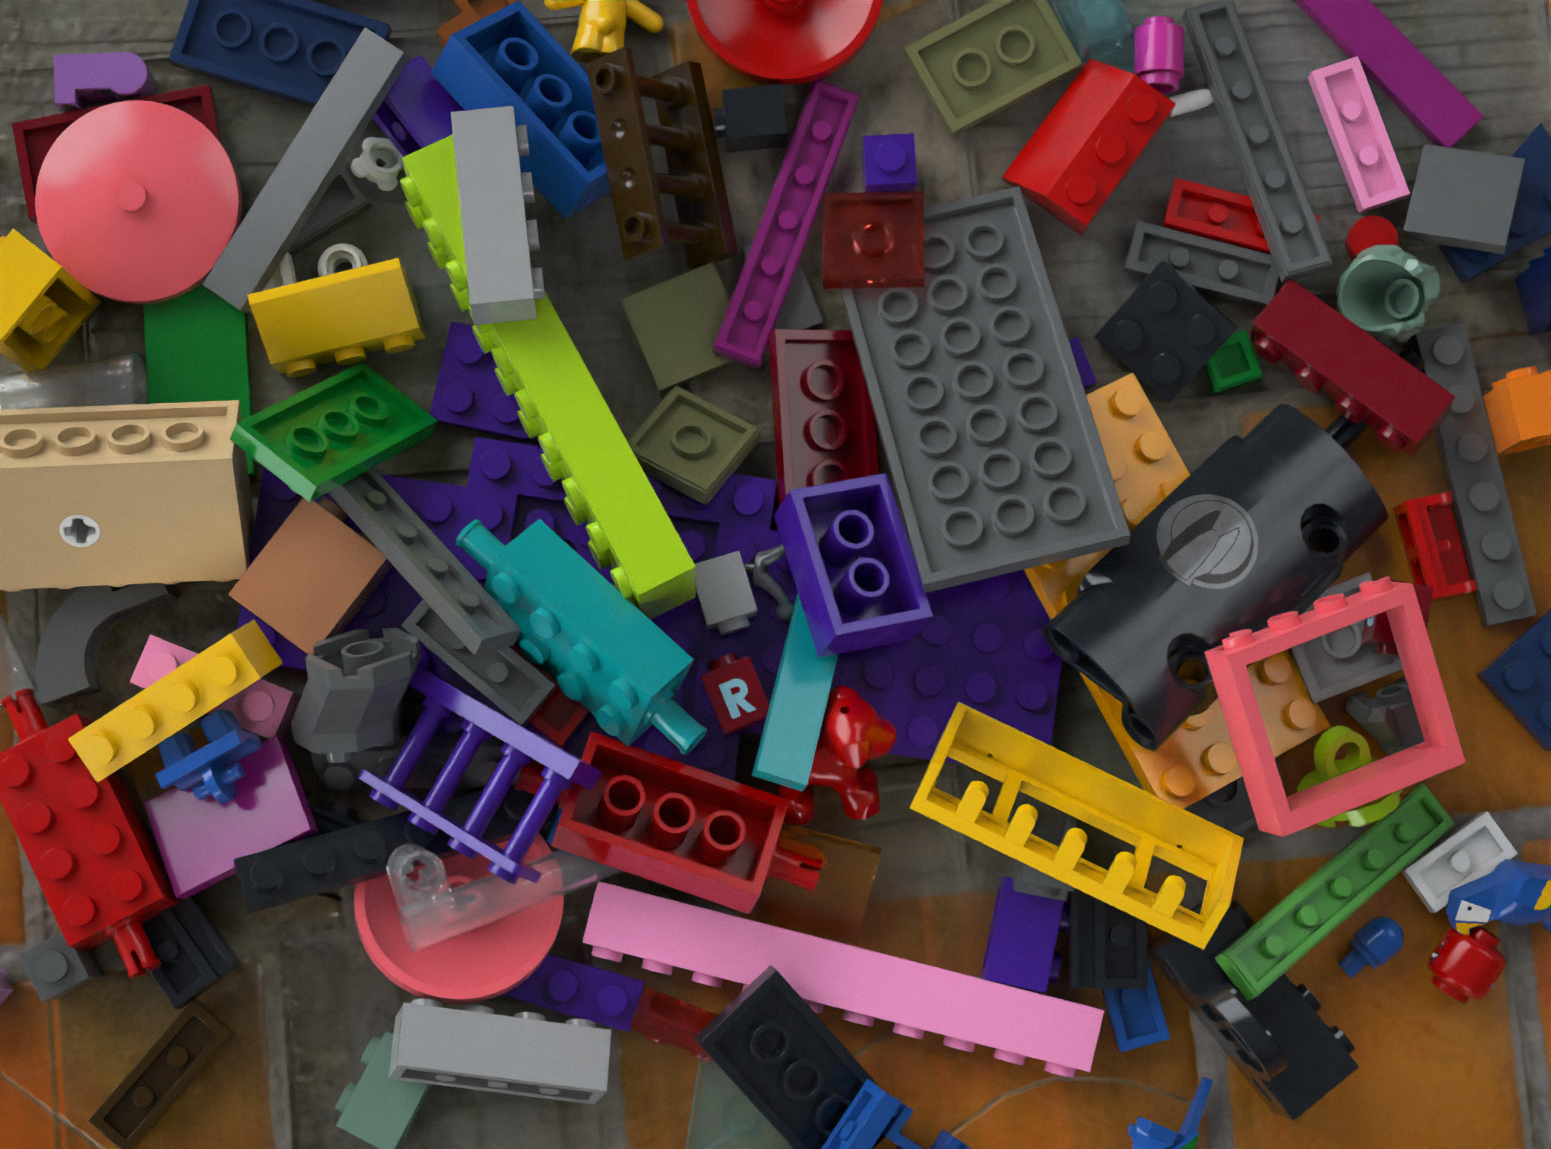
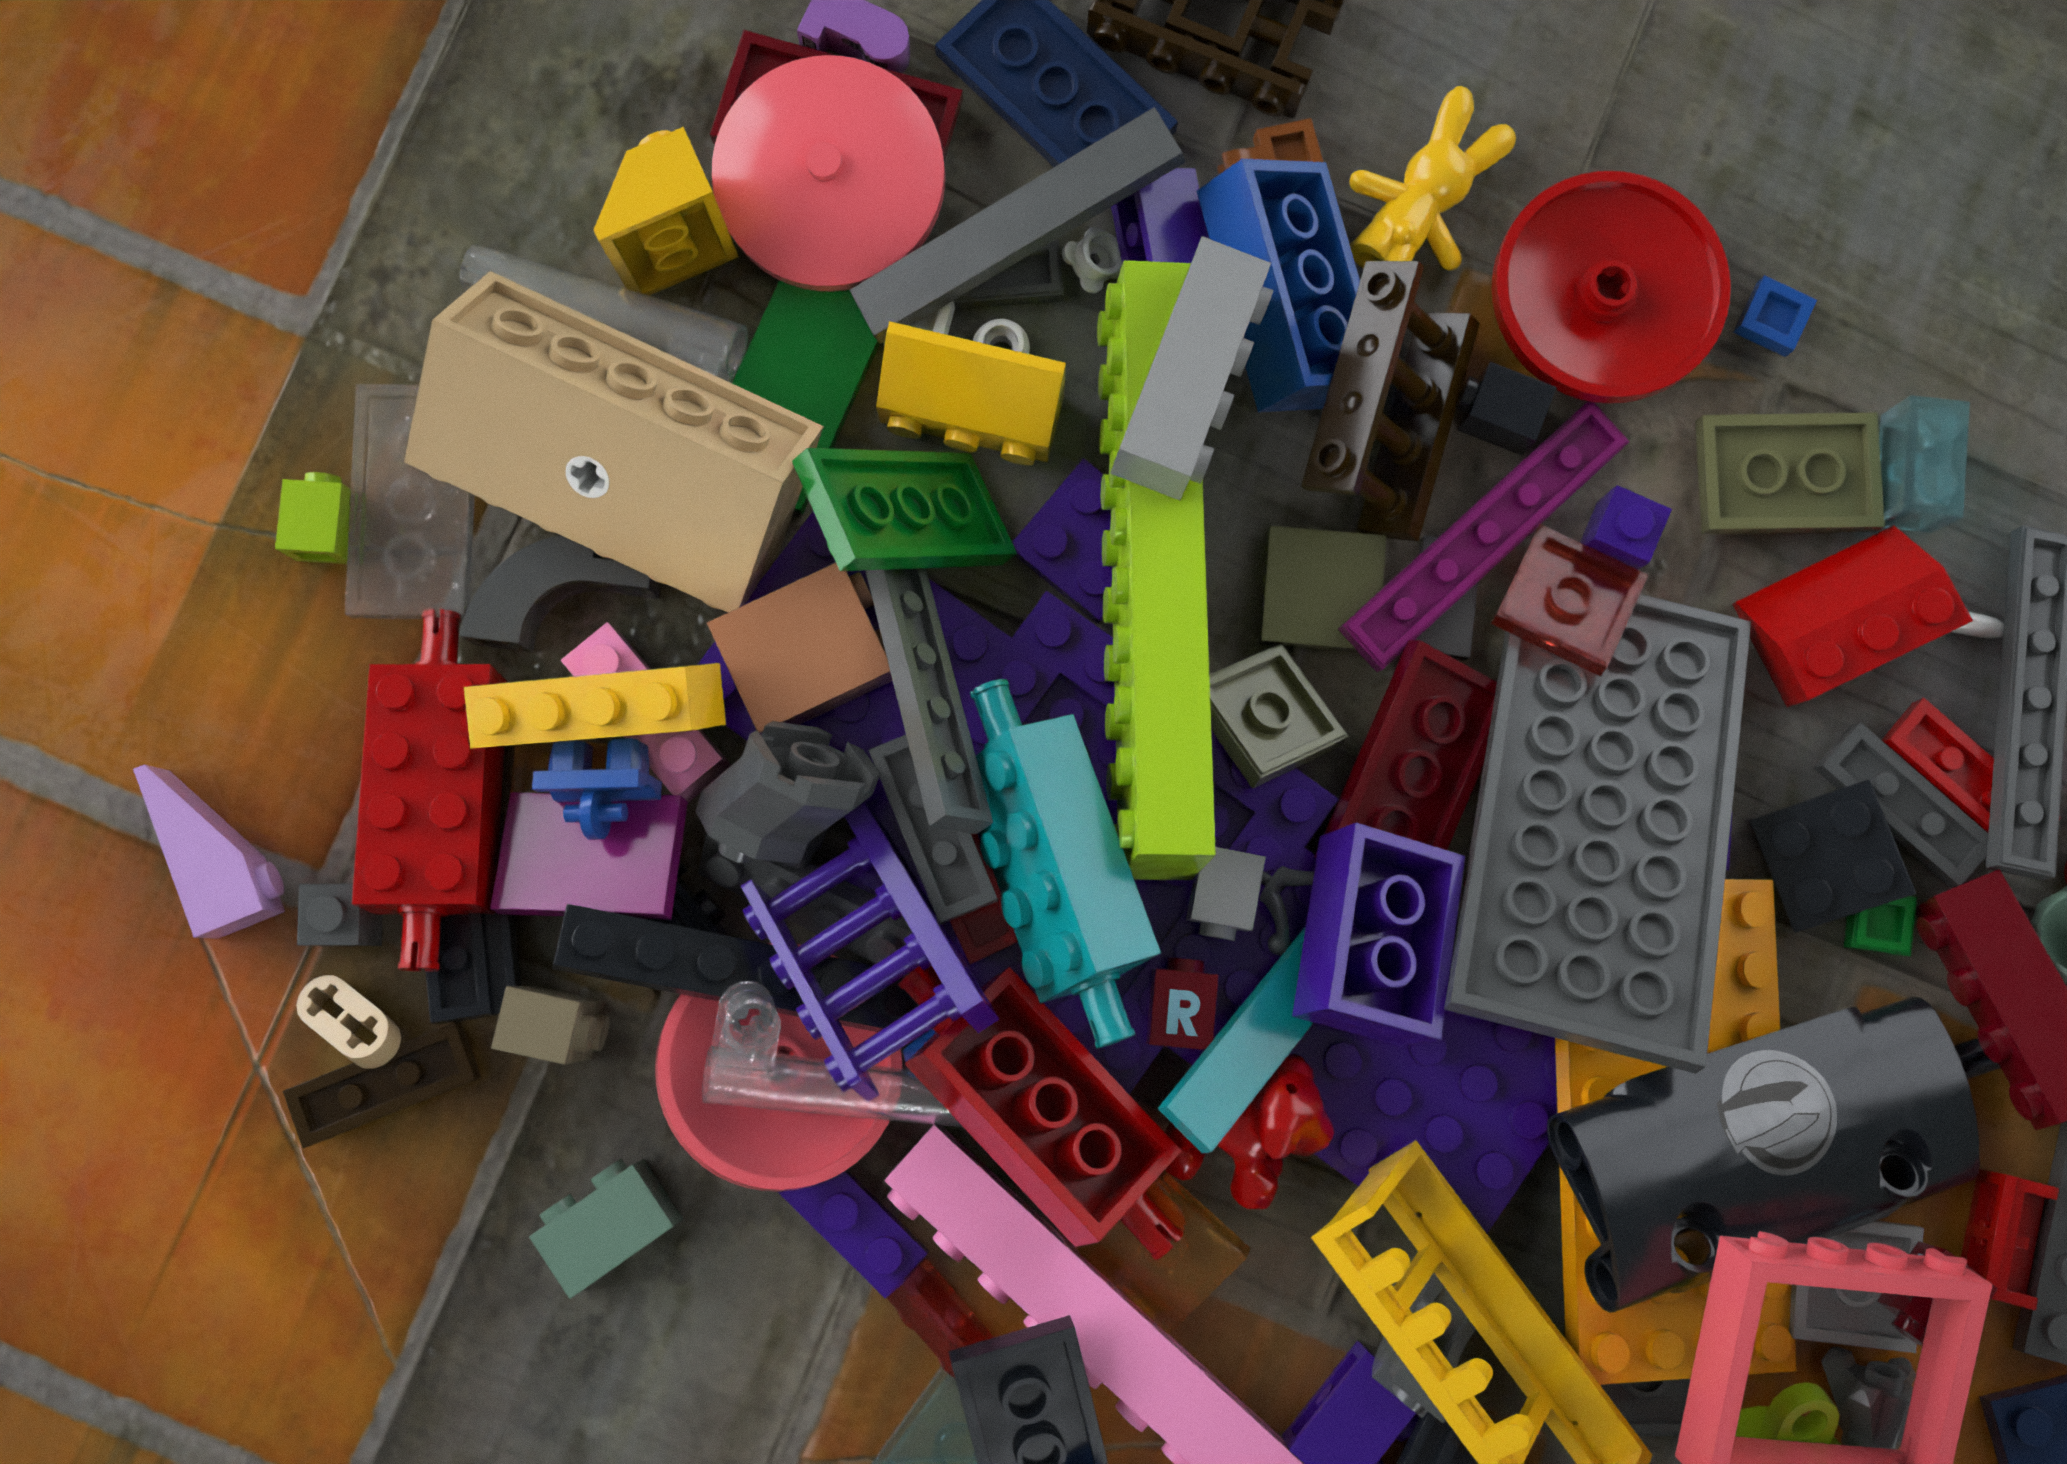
camera: 30 degrees right, 0 degrees up
(109, 1051) = (340, 1030): none -> tan beam
(268, 959) = (550, 1024): none -> dark tan brick
(500, 1052) = (739, 1253): light grey brick -> none
(1159, 53) = (1974, 555): dark pink brick -> none

